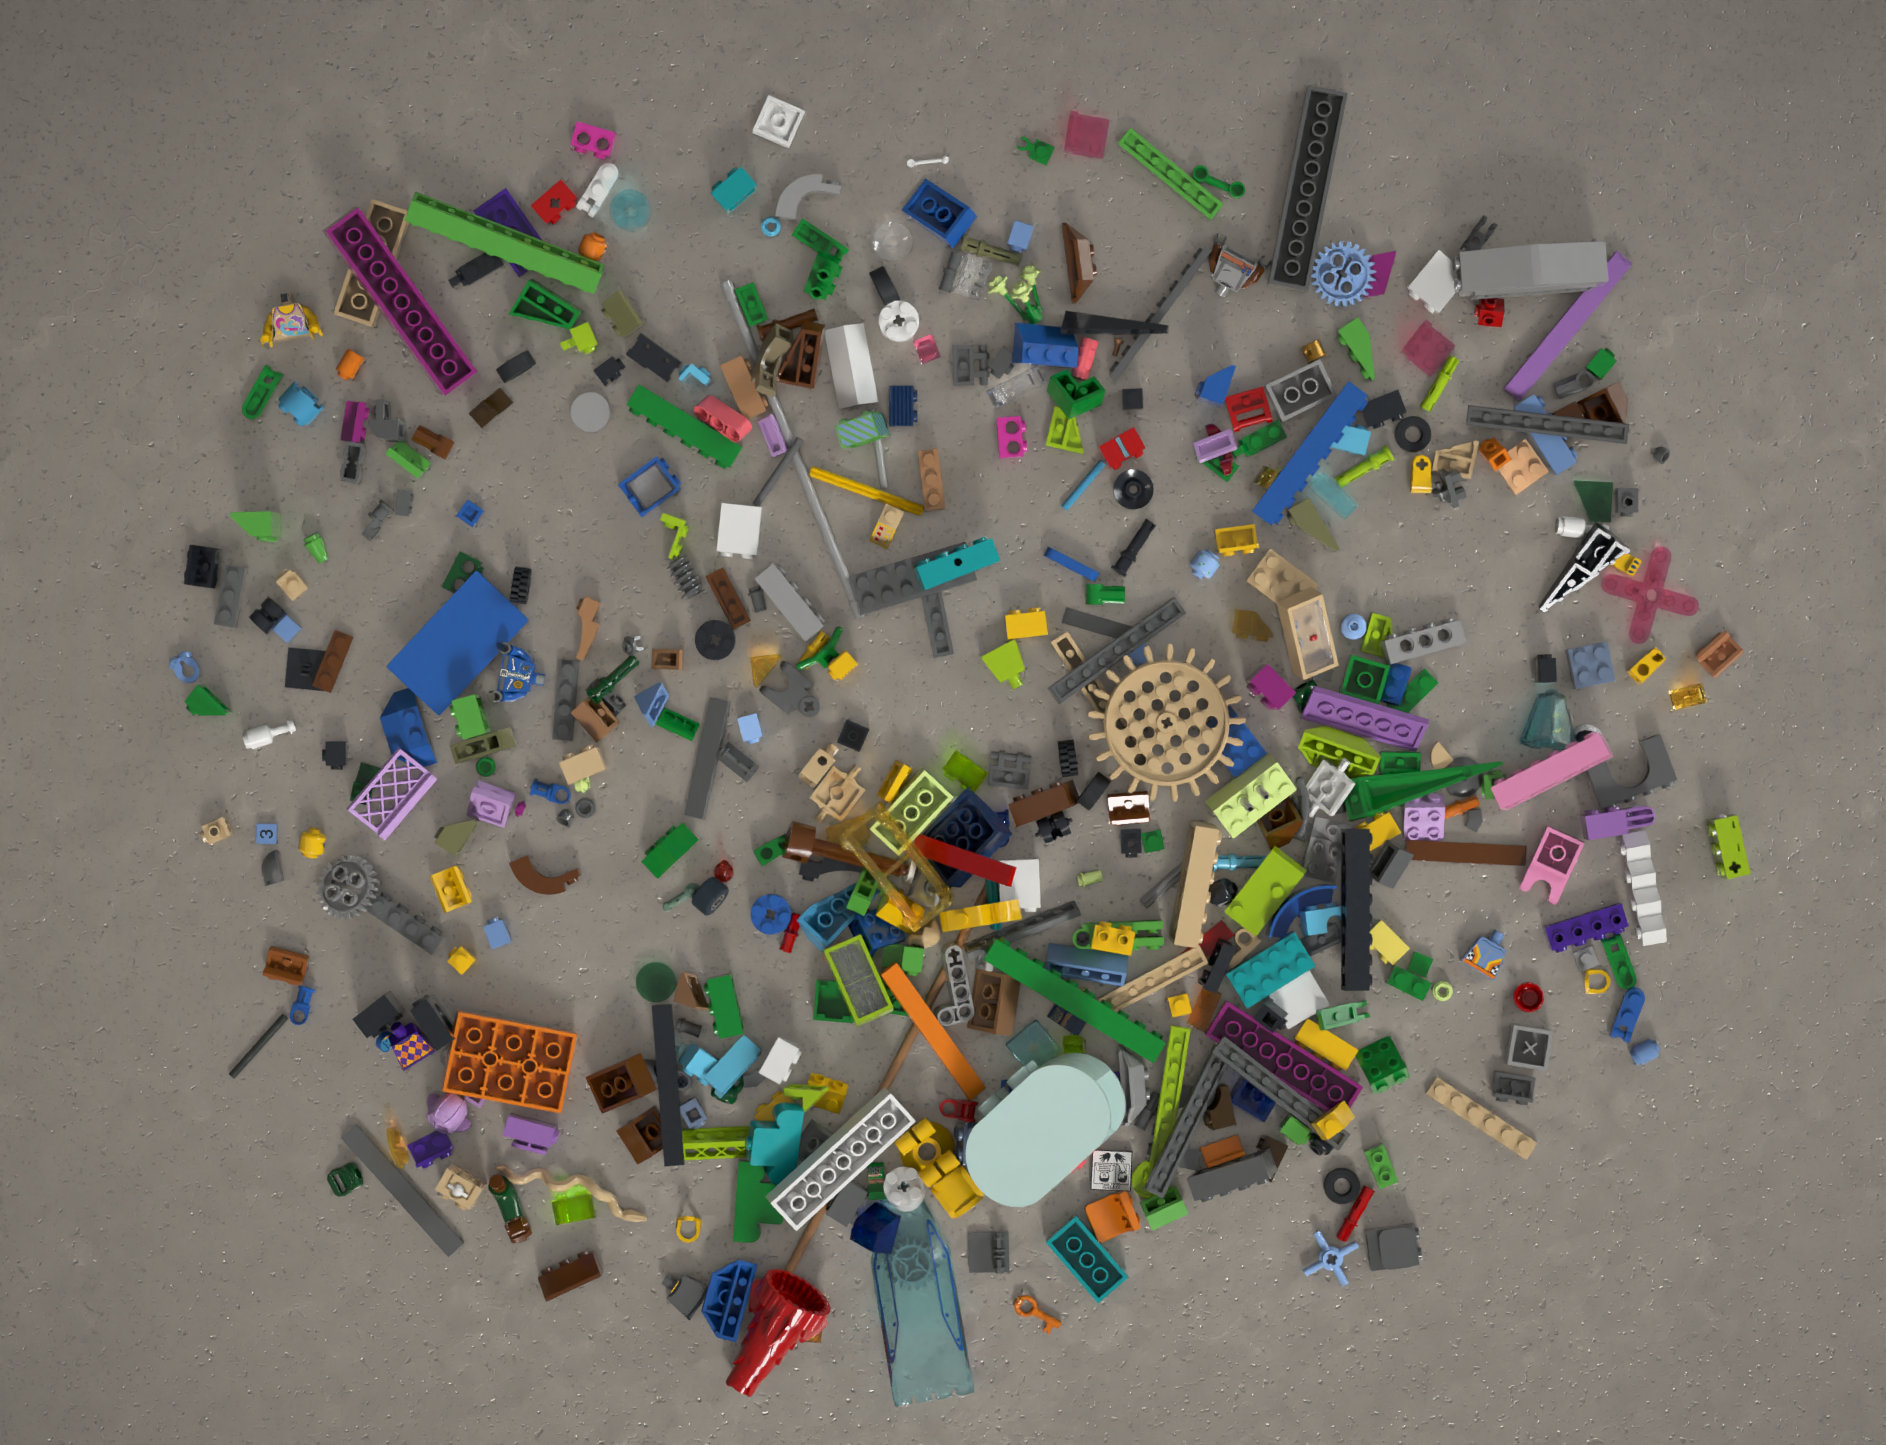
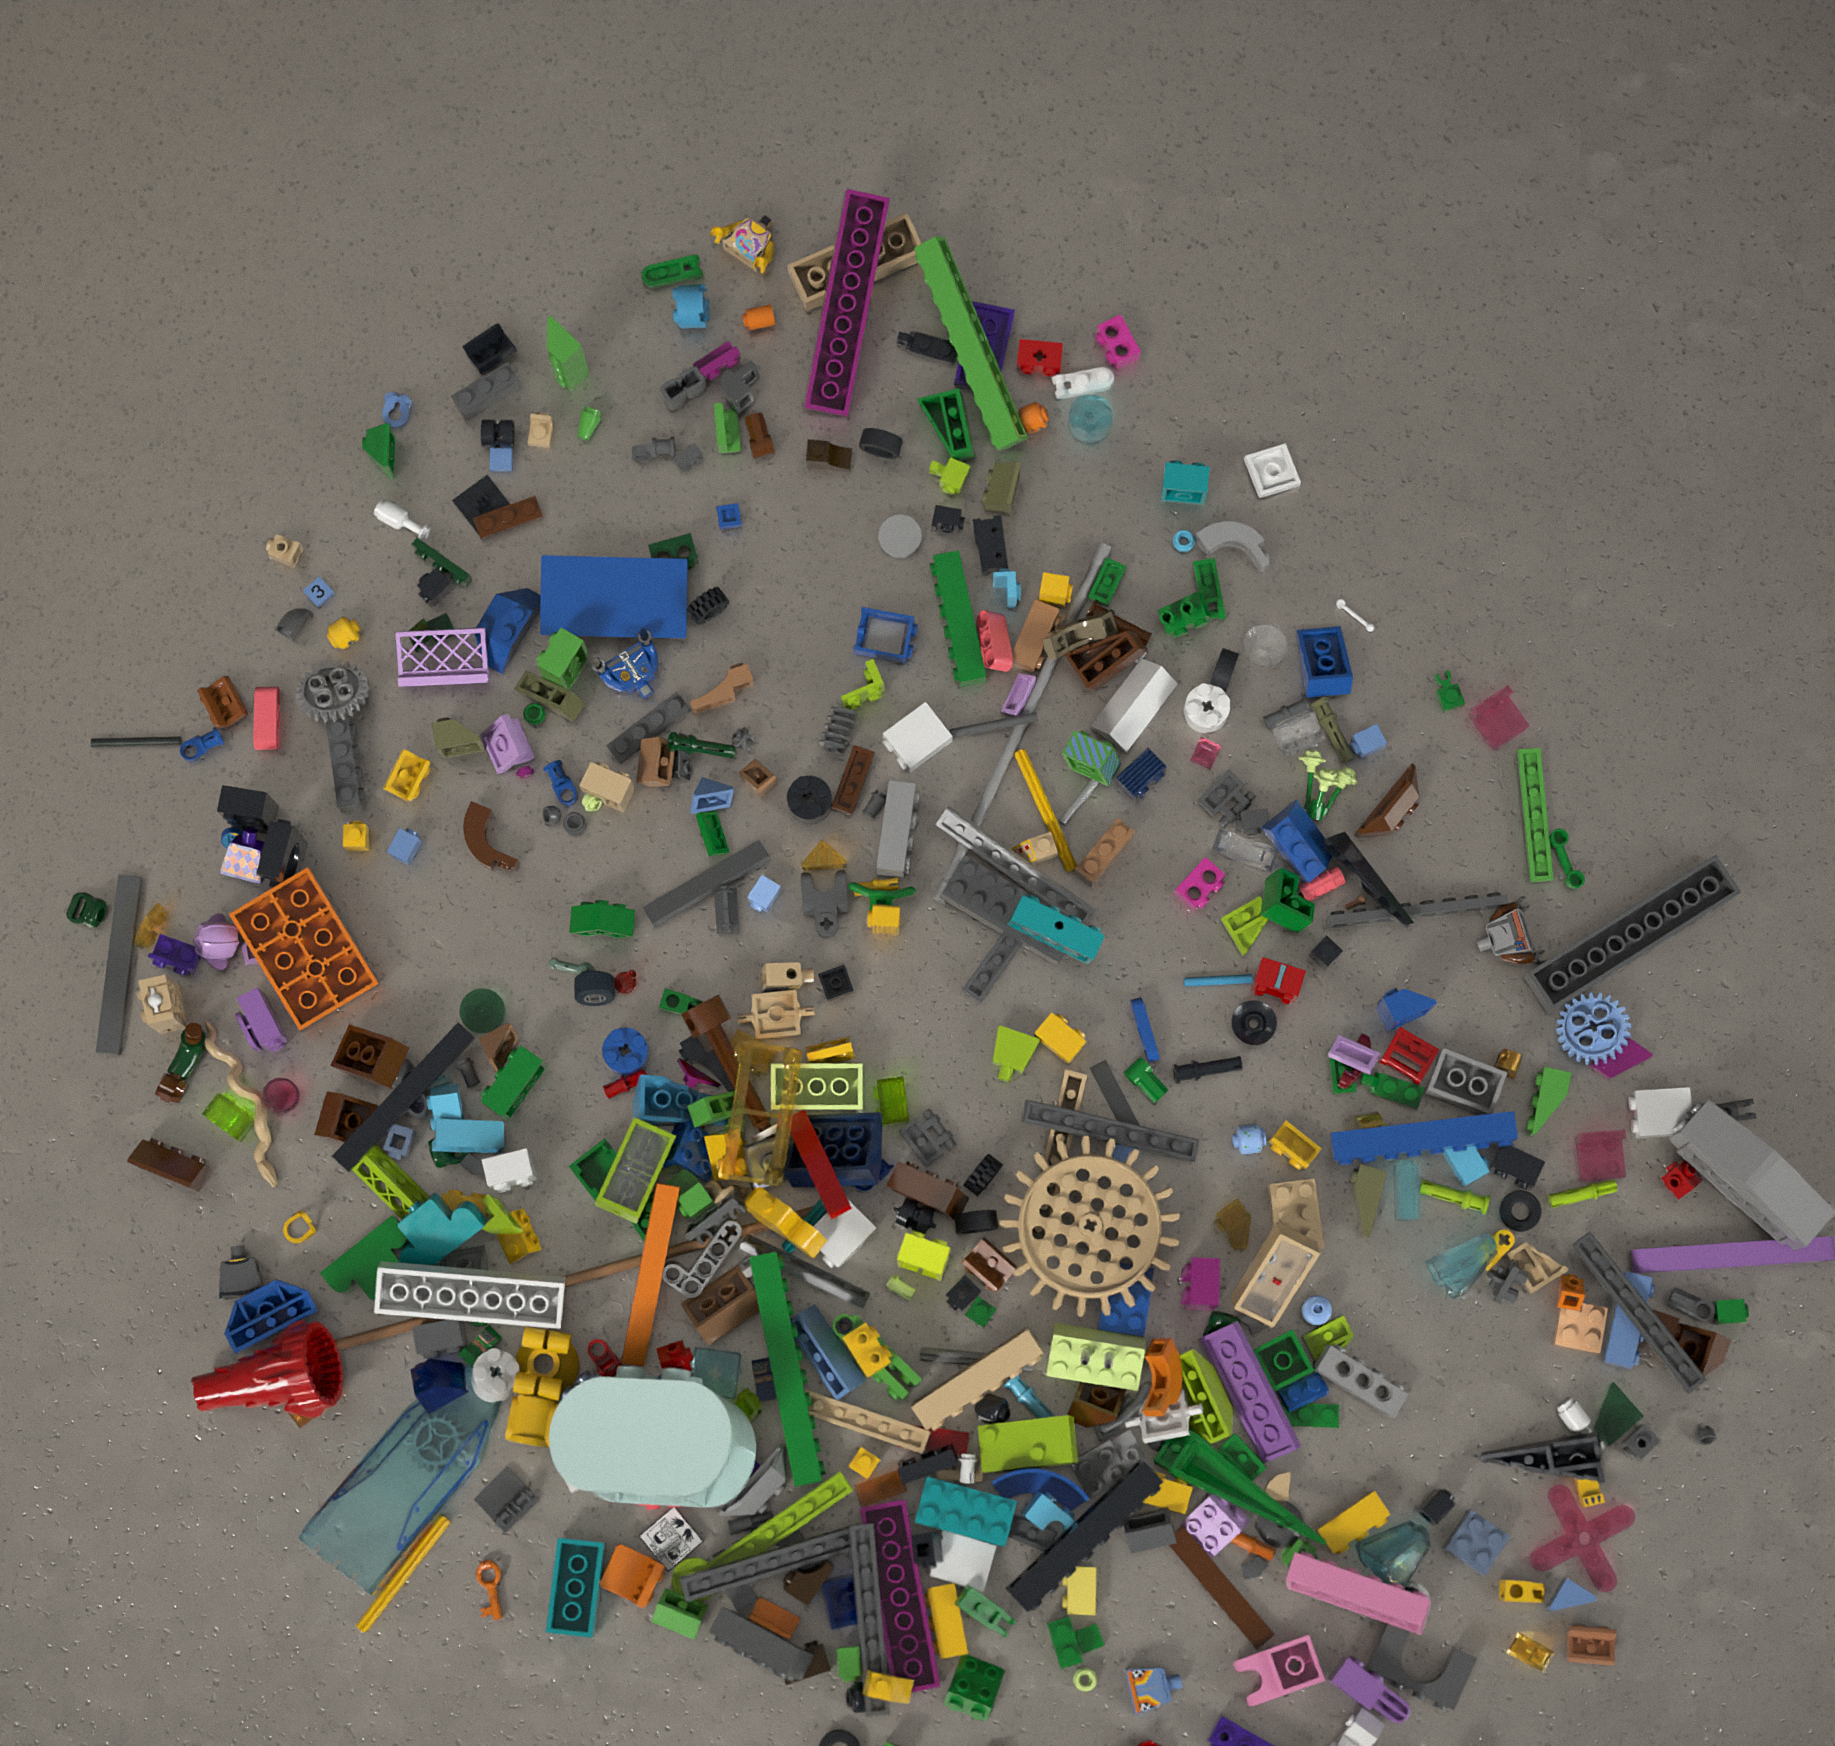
camera: 50 degrees right, 10 degrees down
(323, 735) = (425, 552): none -> dark green plate
(323, 946) = (266, 718): none -> coral beam
(591, 1163) = (280, 1095): none -> clear pink piece
(726, 346) = (1055, 590): none -> yellow brick
(829, 883) = (694, 1075): none -> magenta piece
(886, 547) = (1013, 865): none -> light grey tile
(934, 955) = (715, 1216): none -> dark grey plate
(974, 1357) = (403, 1573): none -> yellow axle
(1000, 1064) = (675, 1356): none -> red brick
(1086, 847) = (922, 1253): none -> neon yellow piece
(1244, 943) = (967, 1468): none -> white pin
(1306, 764) = (1166, 1376): none -> orange arch
(1412, 506) = (1463, 1264): none -> clear light blue slope
(1506, 731) = (1353, 1523): none -> yellow brick
(1677, 638) = (1569, 1595): none -> medium blue slope

